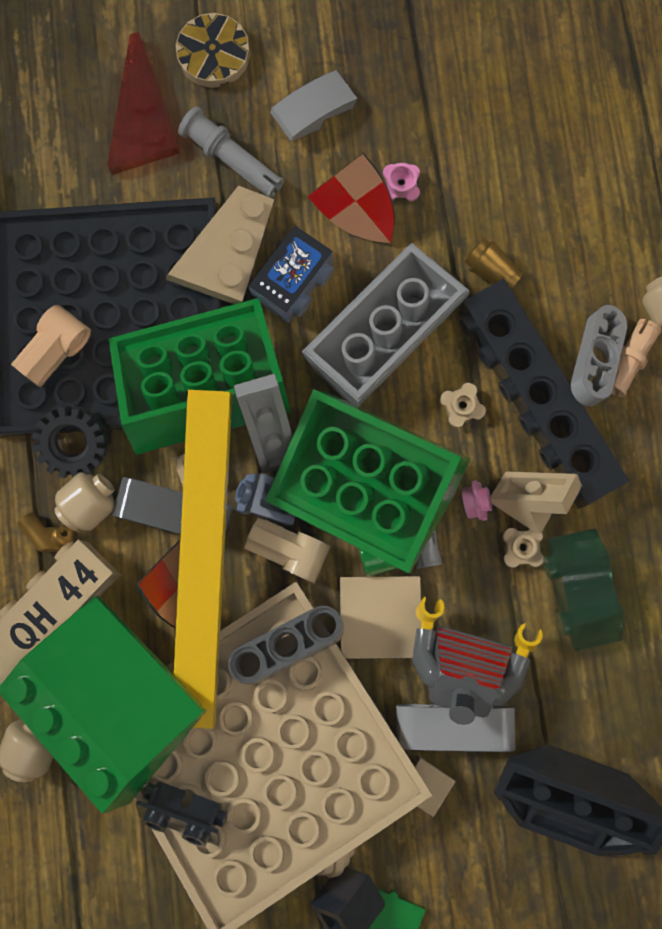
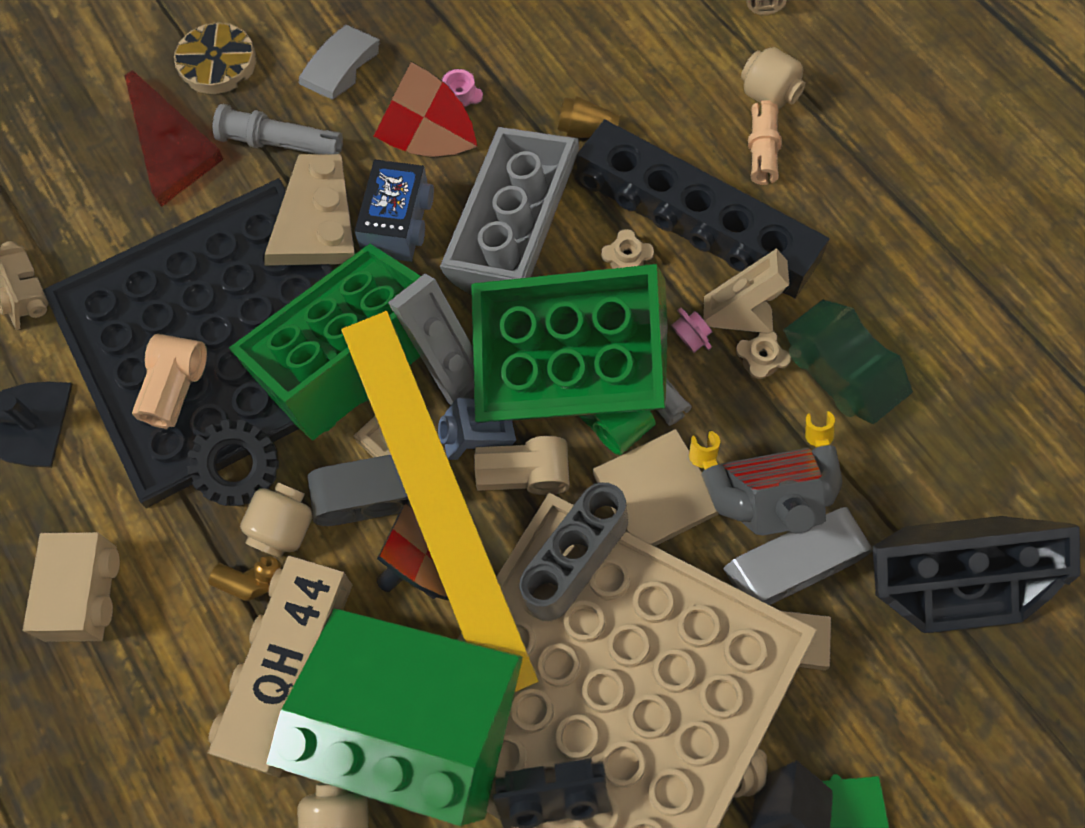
camera: 25 degrees left, 15 degrees down
(588, 365) = (734, 148): light grey beam -> none

